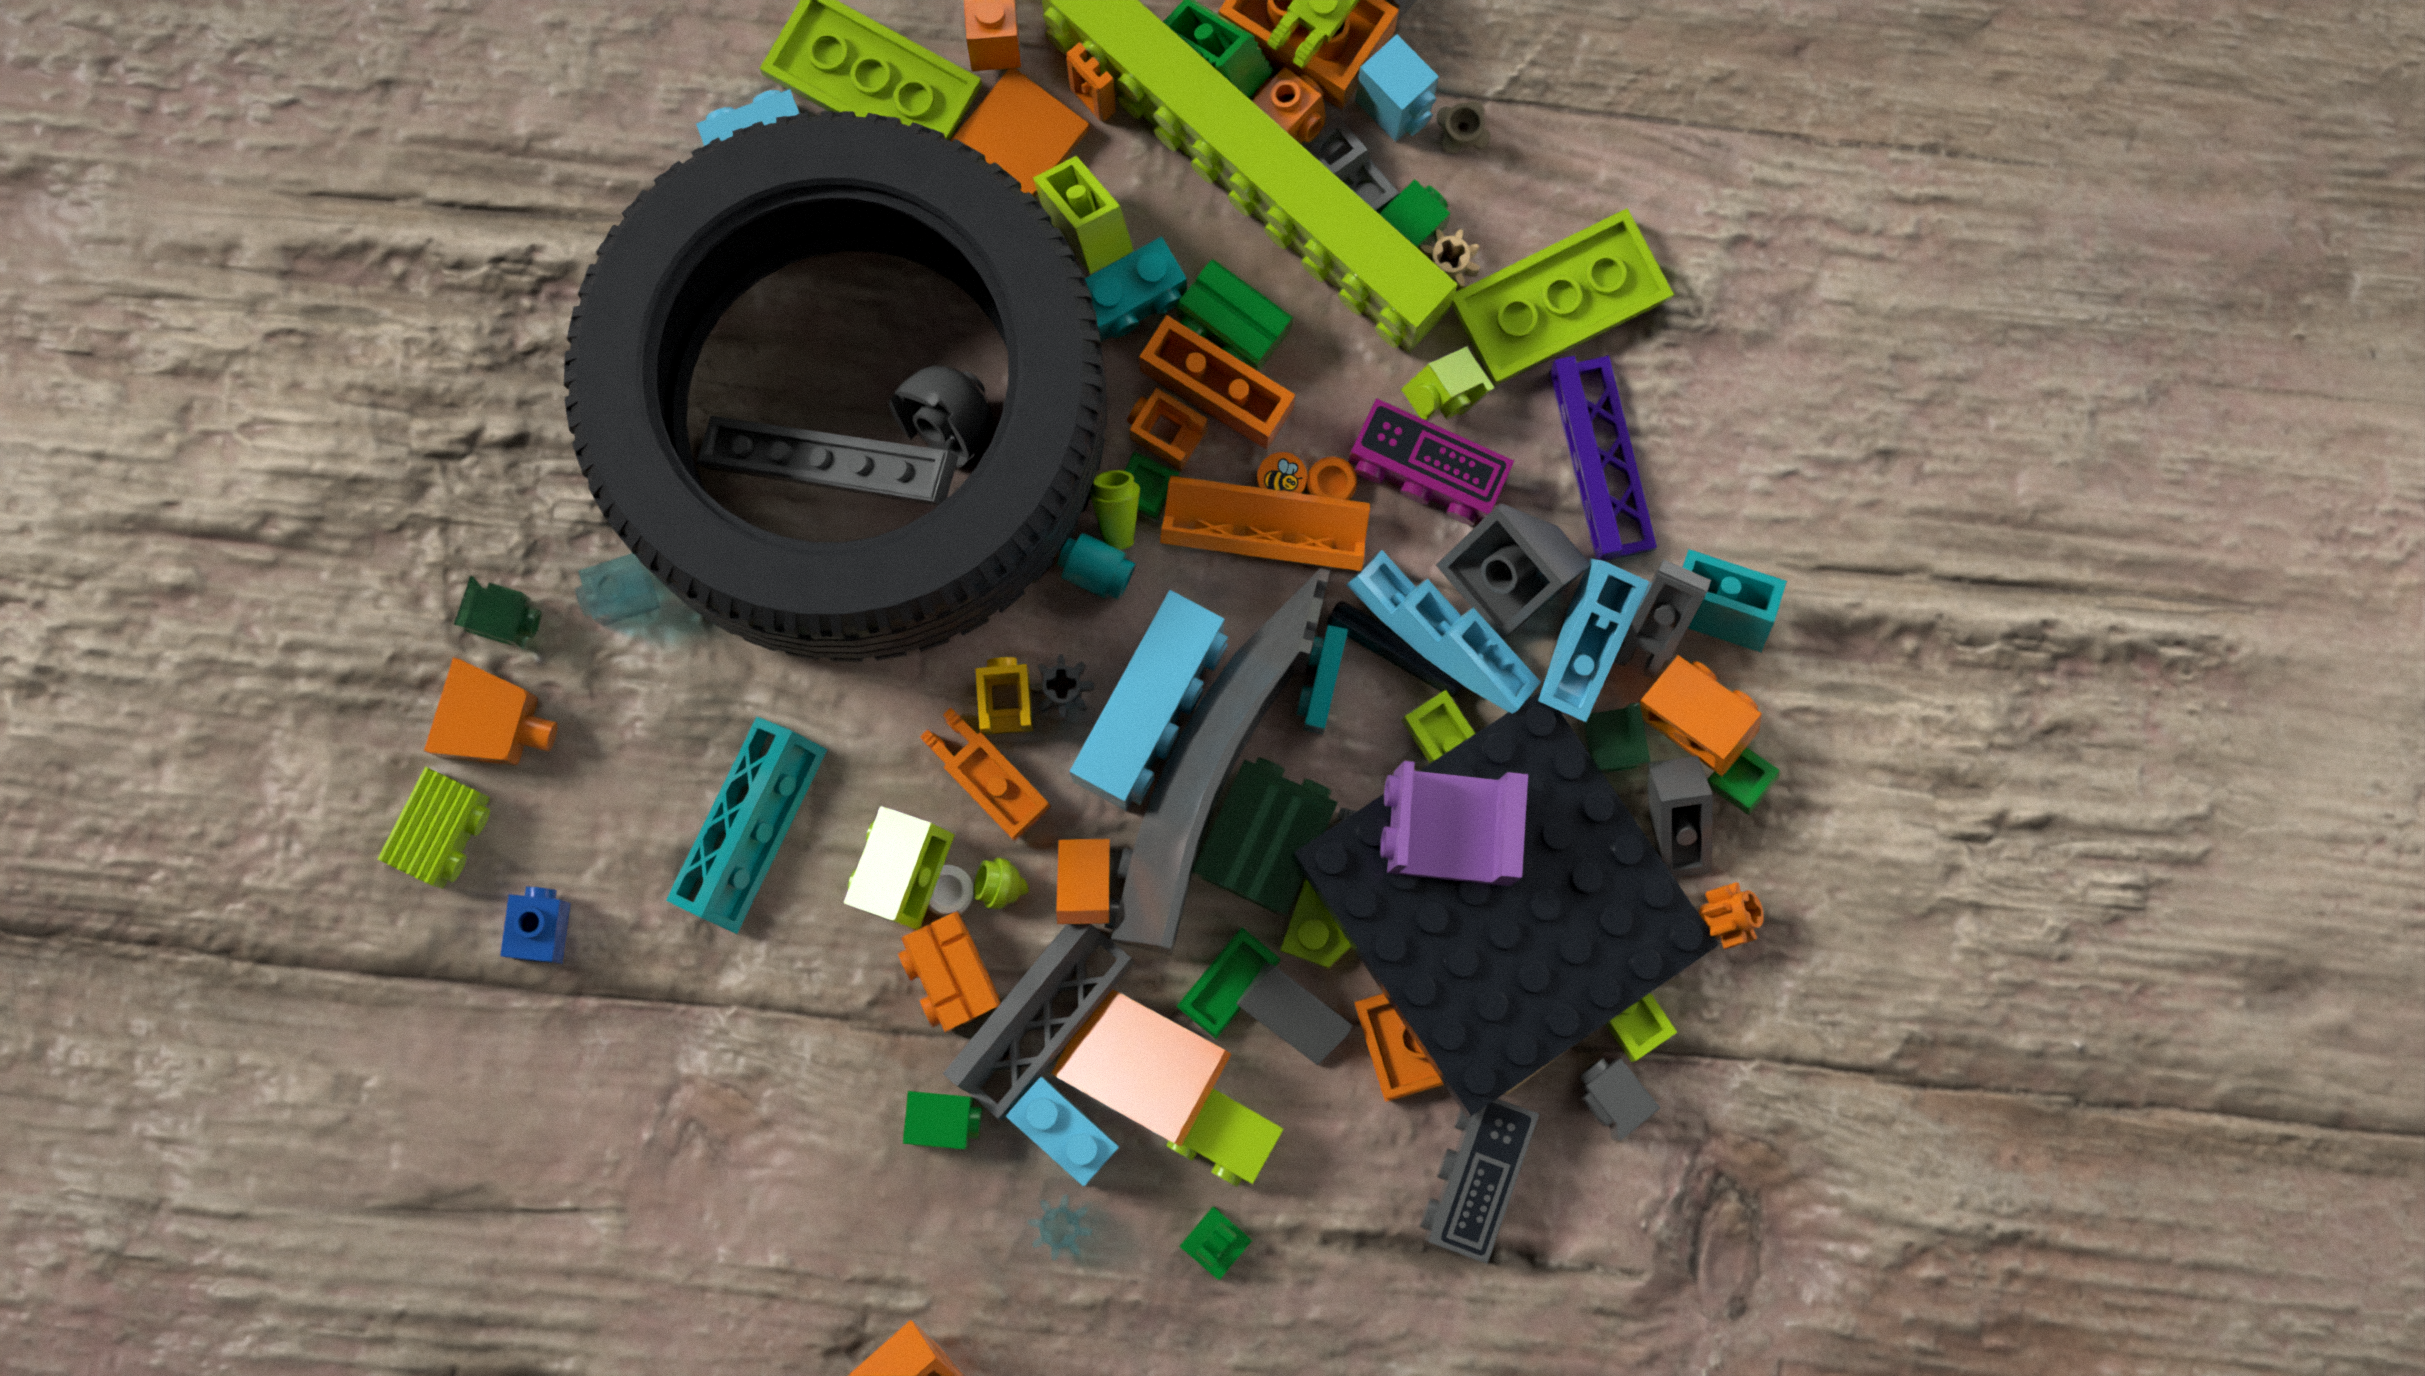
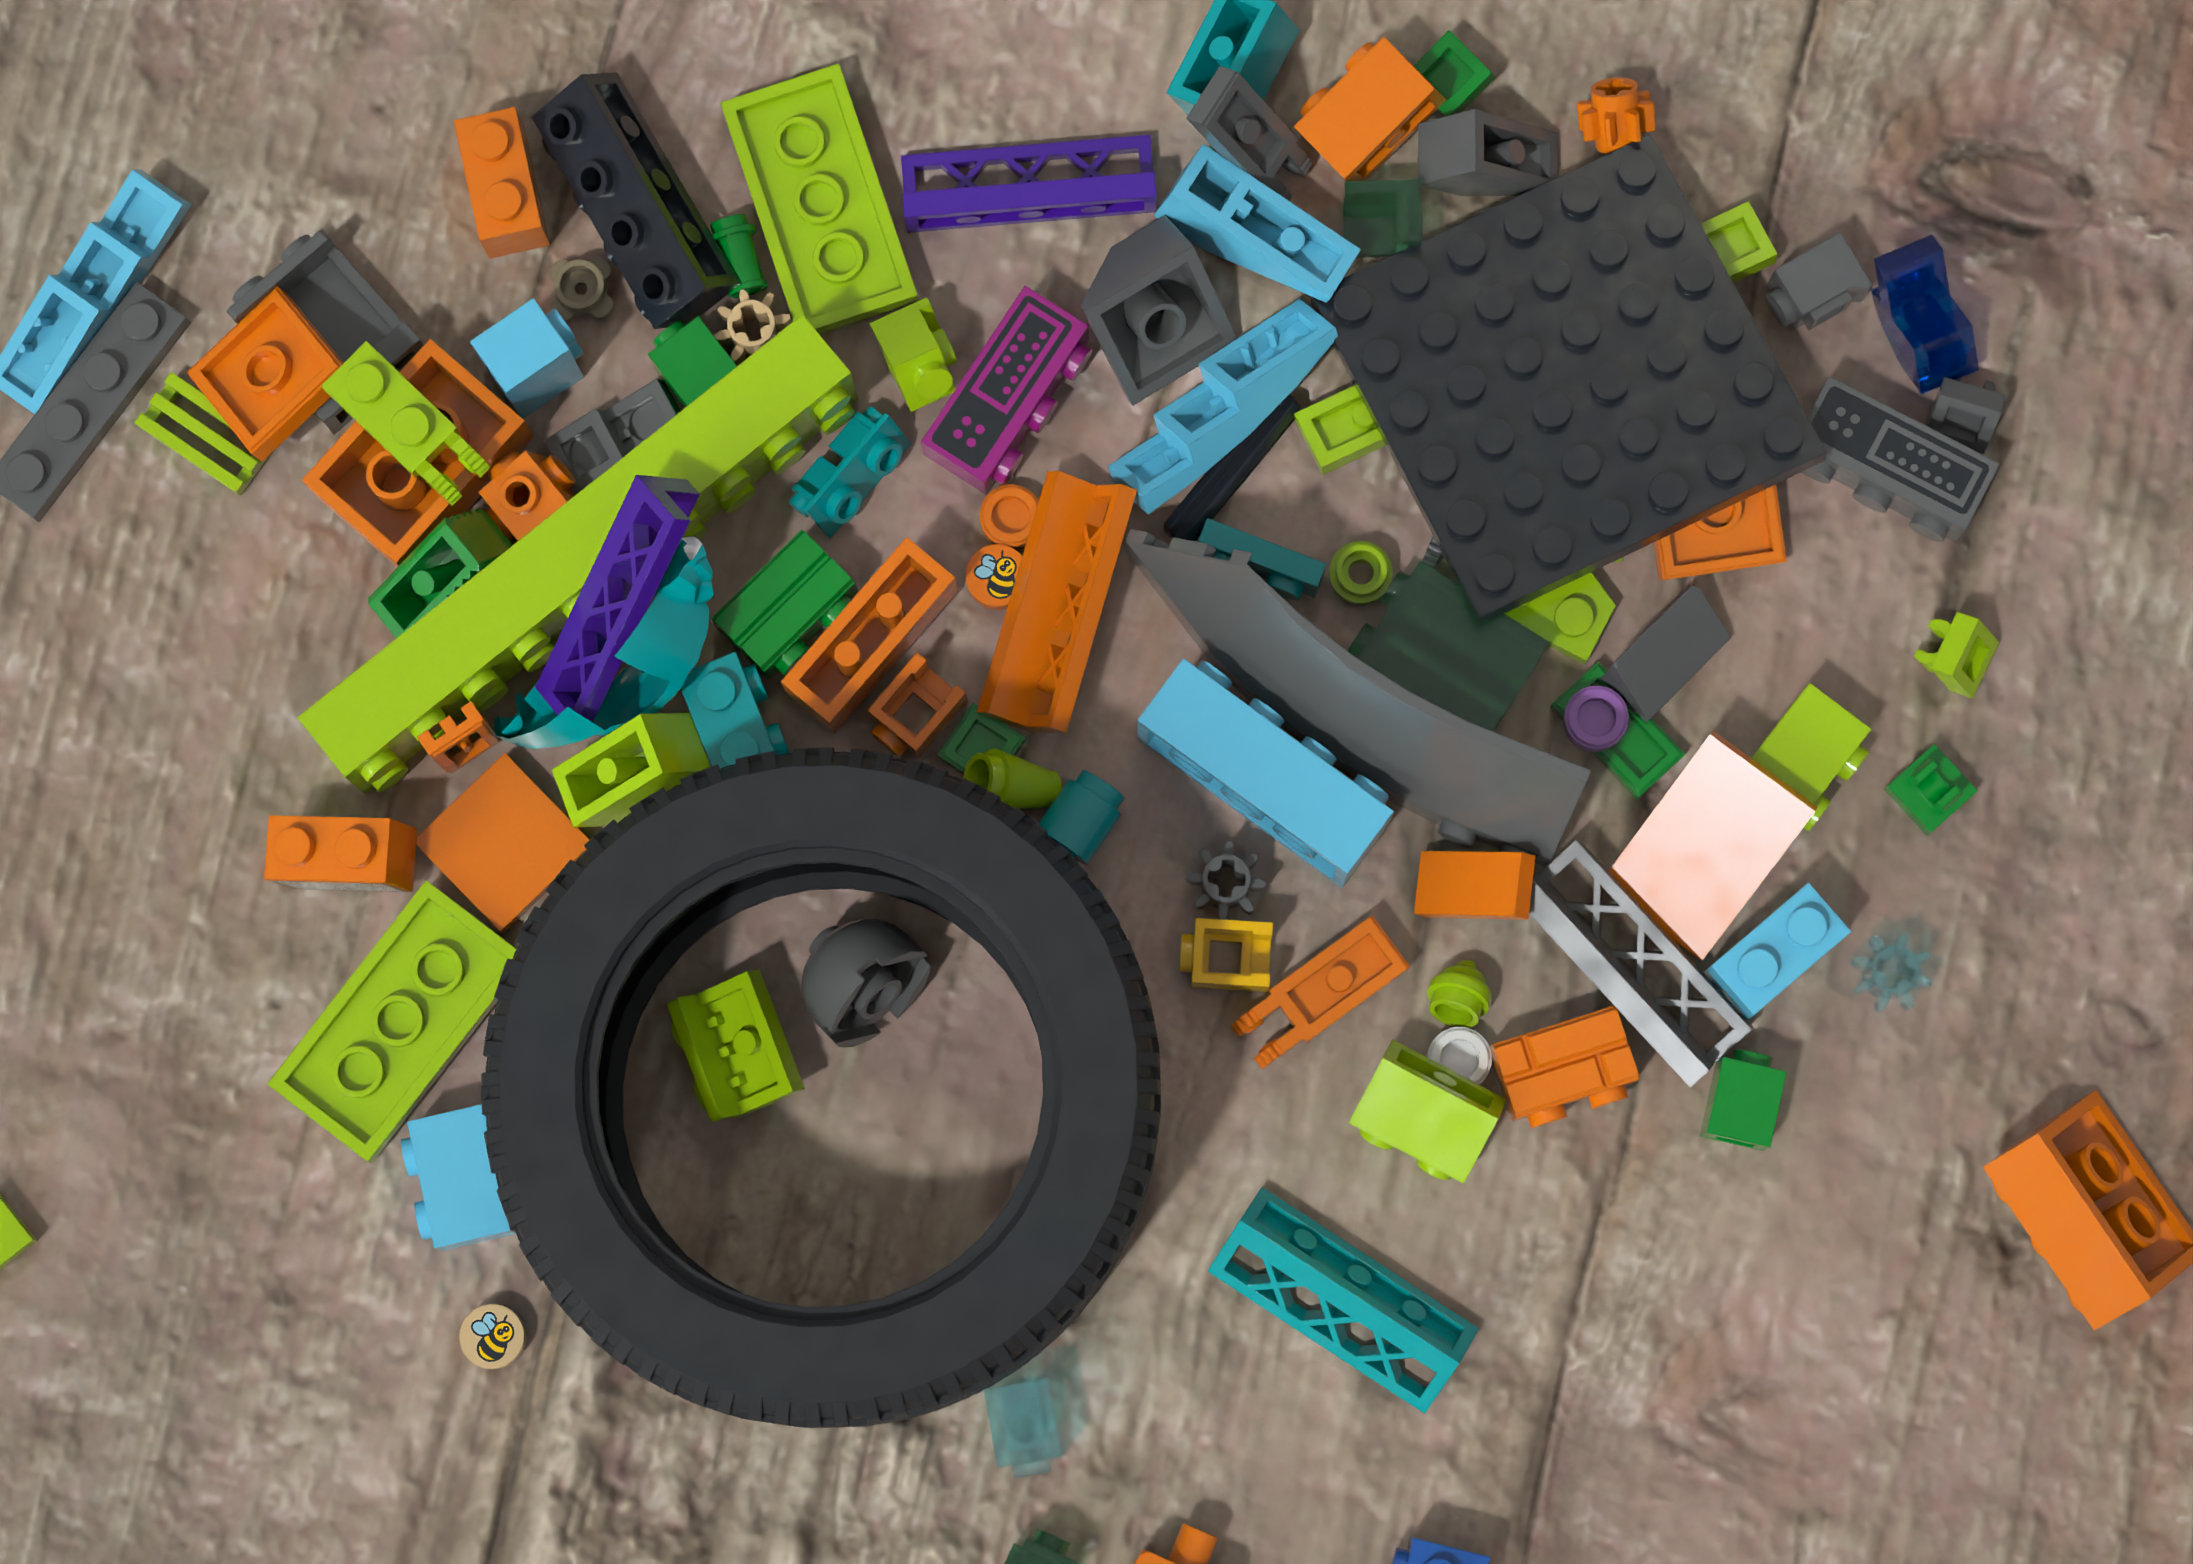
camera: 75 degrees left, 0 degrees up
(634, 177) = (493, 1336): none -> tile
(828, 460) = (911, 1124): dark grey tile -> none
(880, 325) = (735, 1047): none -> lime bracket
(1172, 211) = (658, 656): none -> teal animal
(1210, 174) = (617, 593): none -> dark purple fence
(1232, 962) = (1595, 718): none -> medium lavender tile
(1327, 1253) = (1962, 655): none -> lime tile
(1329, 342) = (870, 450): none -> teal hinge
(1329, 745) = (1367, 554): none -> lime plate
(1455, 826) = (1474, 416): medium lavender panel -> none
(1508, 241) = (736, 242): none -> green pin
(1528, 1232) = (1966, 412): none -> dark grey tile
(1536, 51) = (501, 182): none -> orange brick
(1538, 153) = (634, 200): none -> black brick
(1603, 1187) = (1921, 317): none -> clear blue brick

